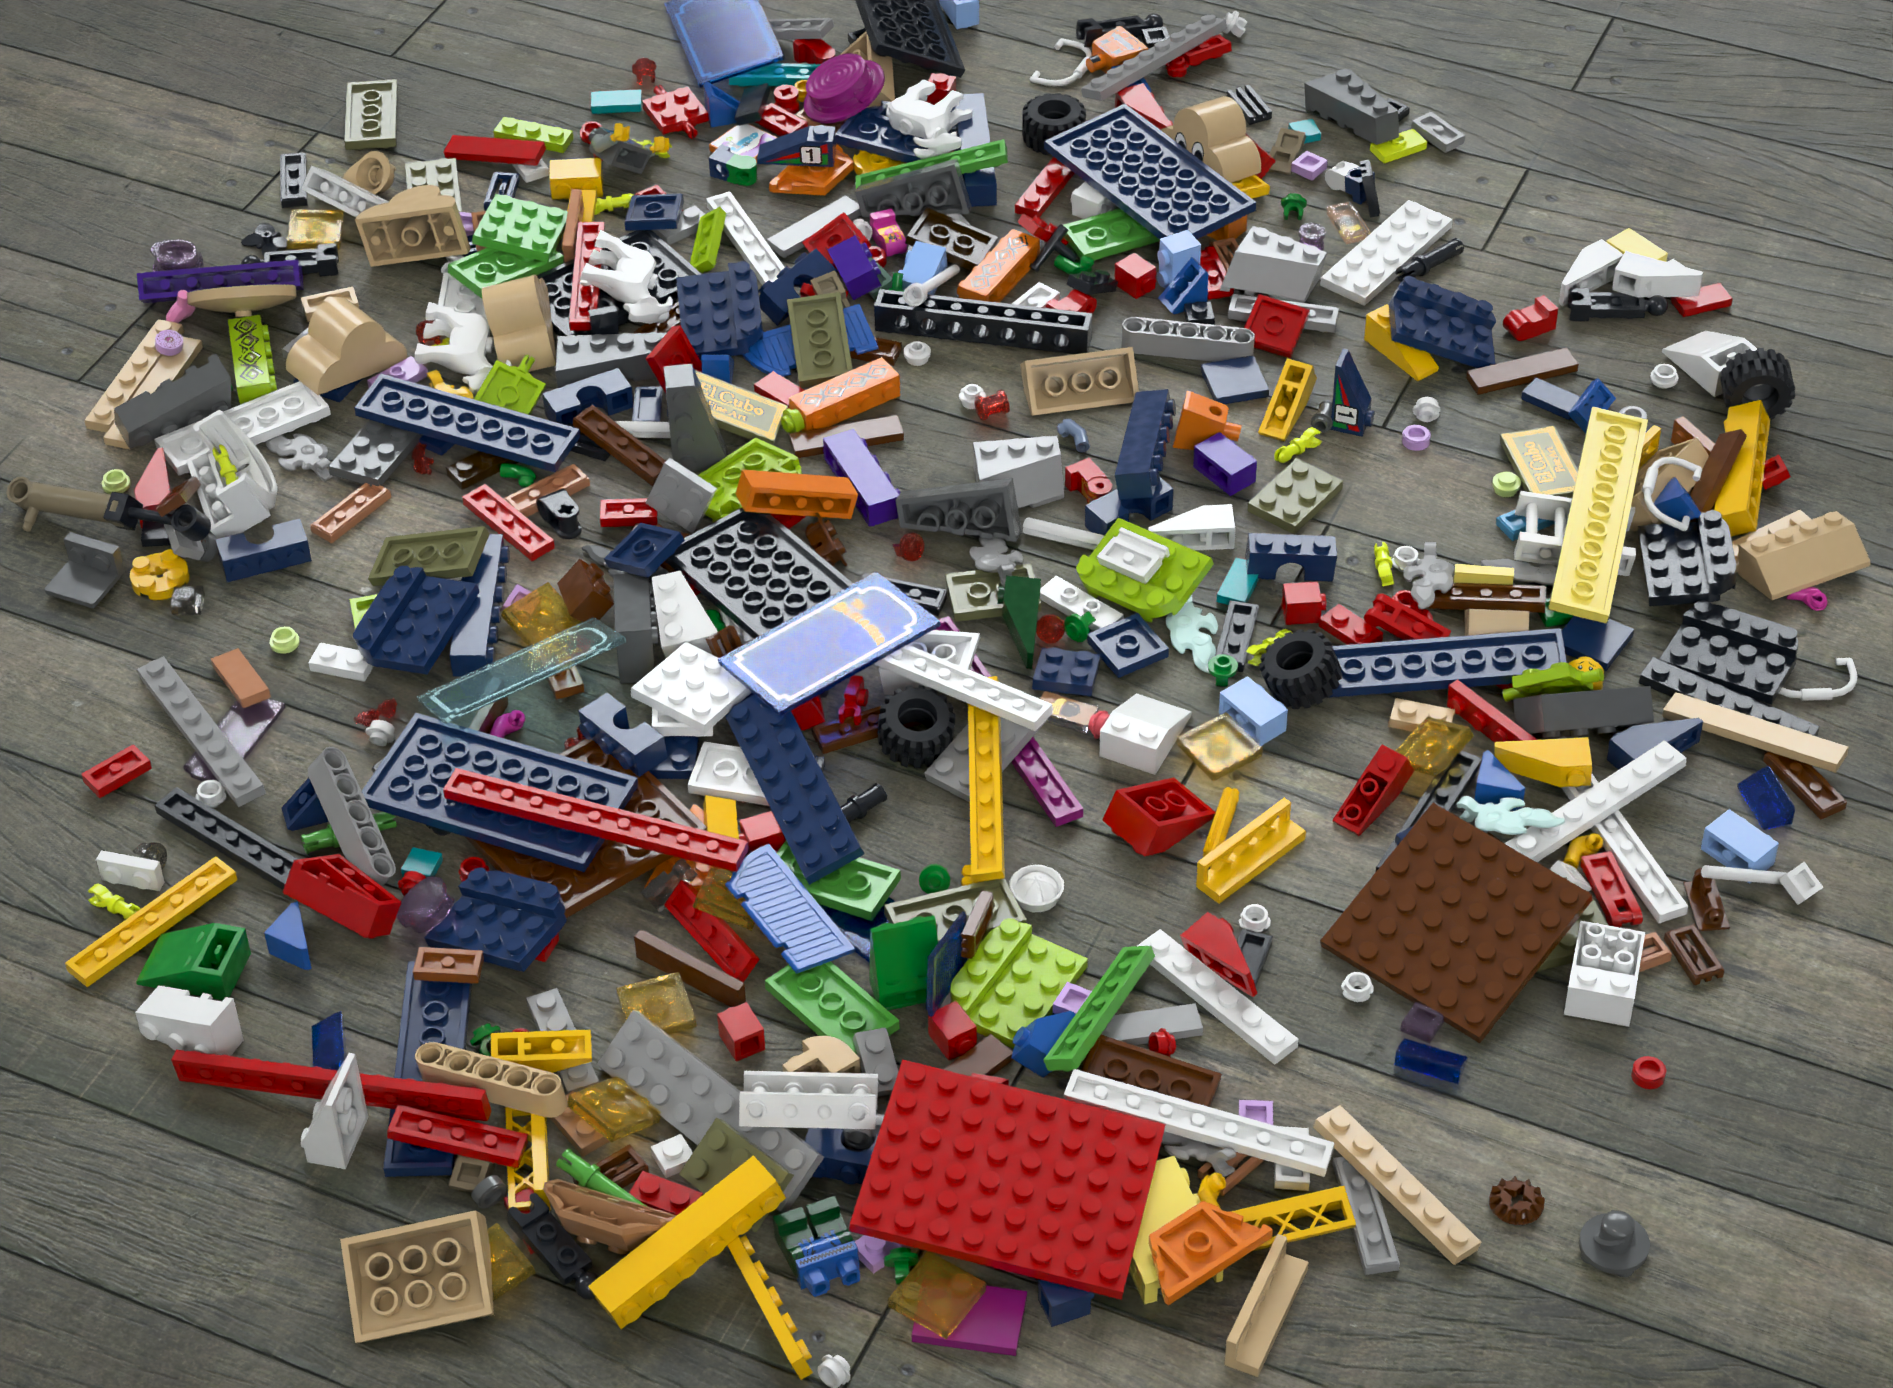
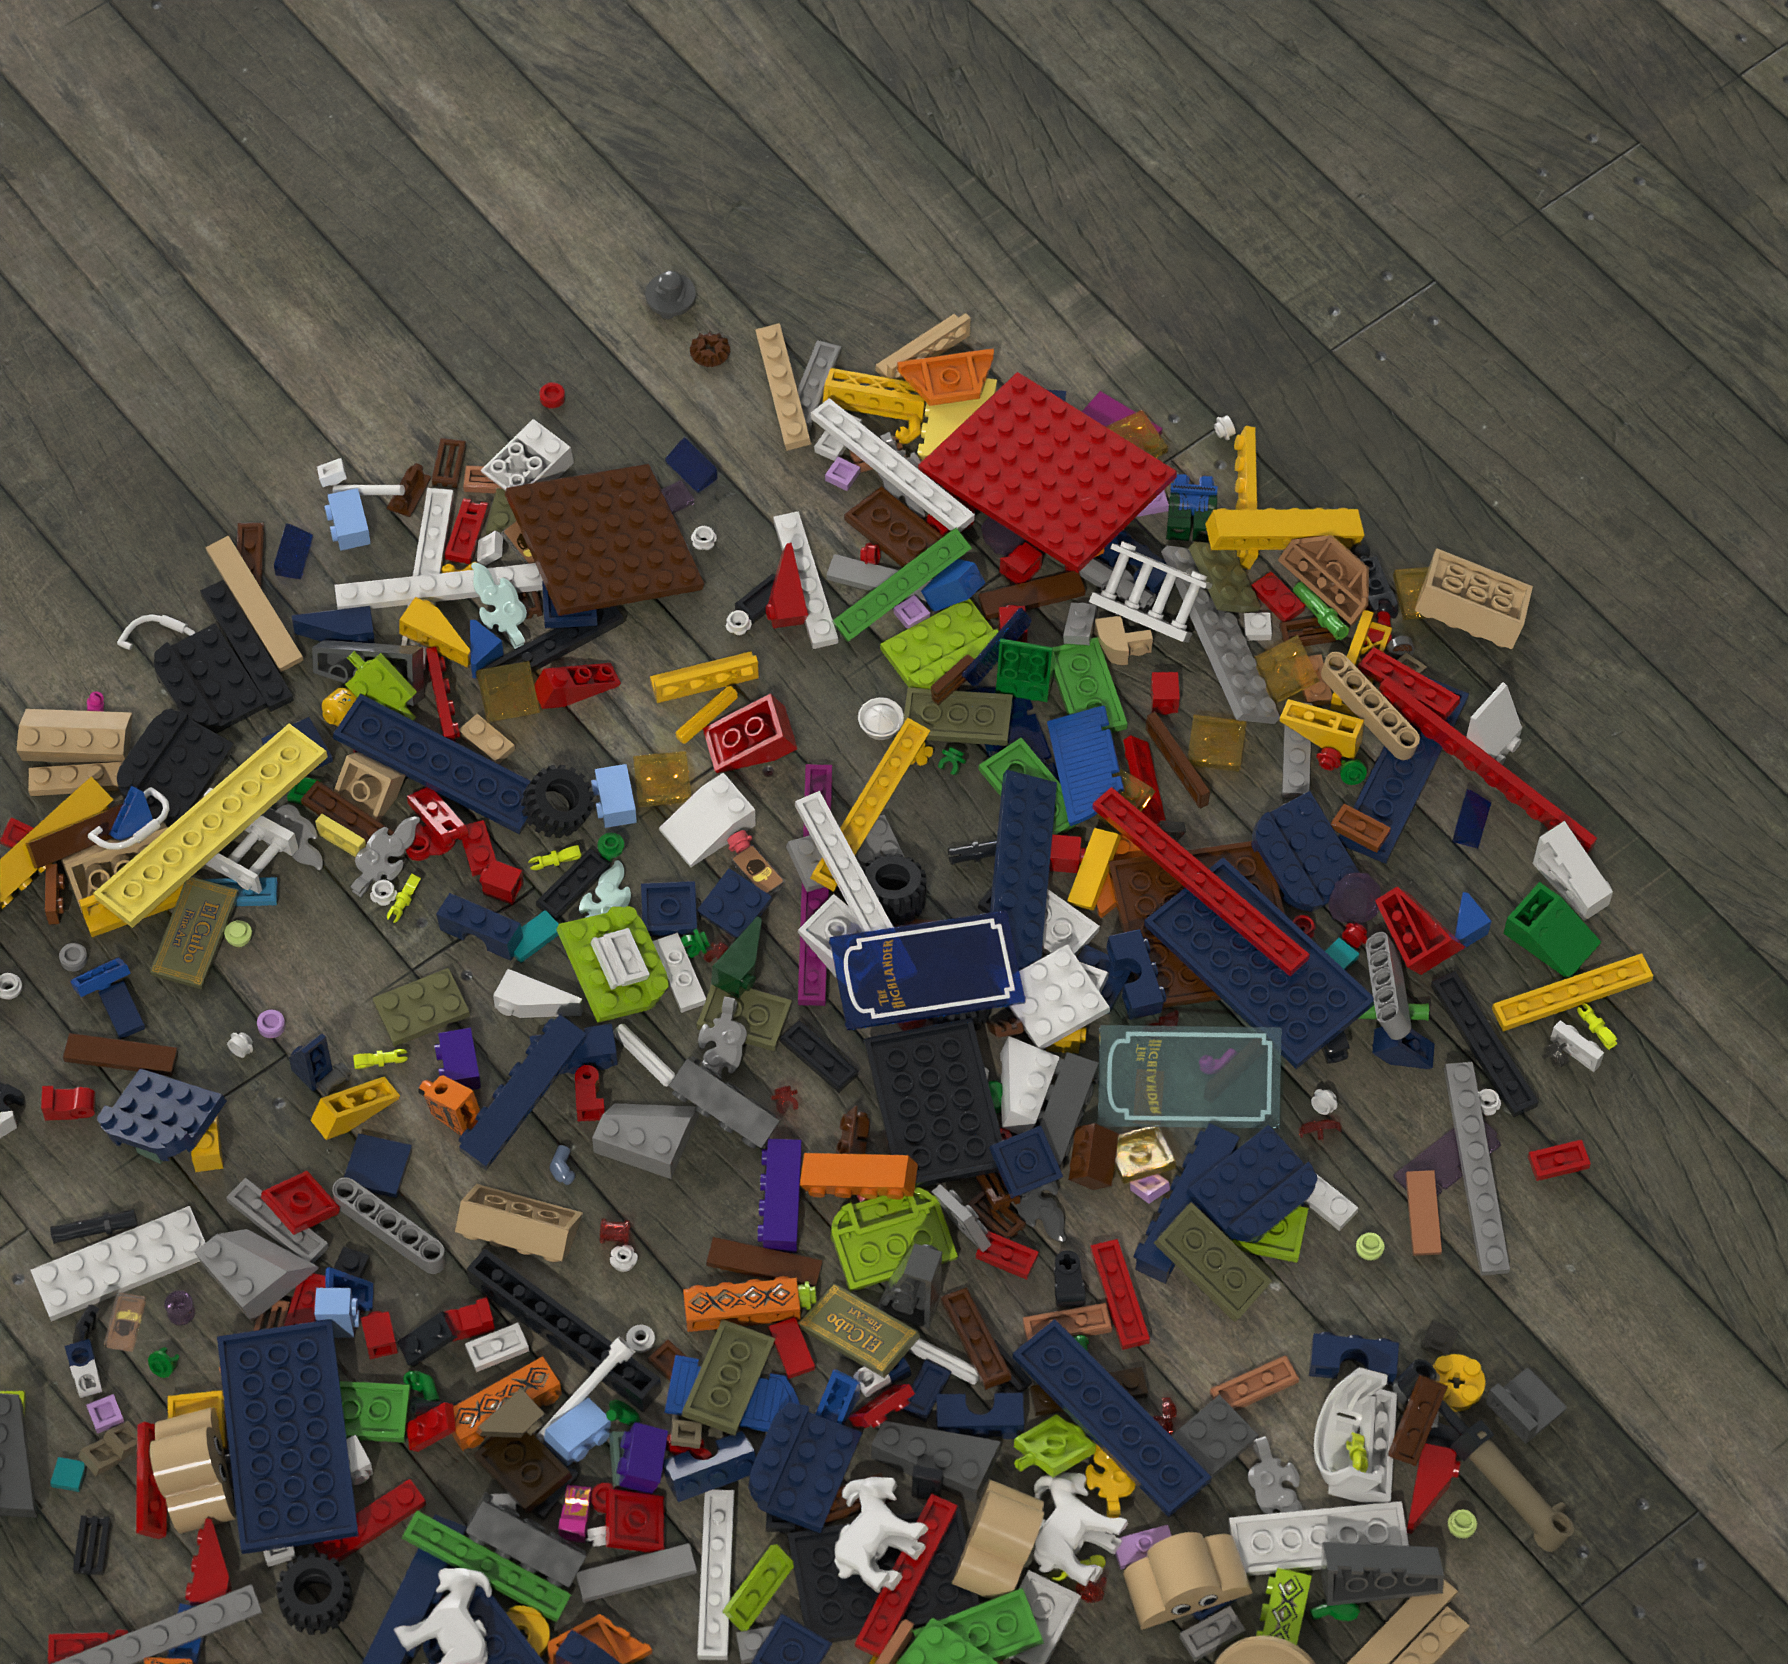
camera: 155 degrees left, 15 degrees up
(977, 242) = (513, 1418): none -> dark tan slope

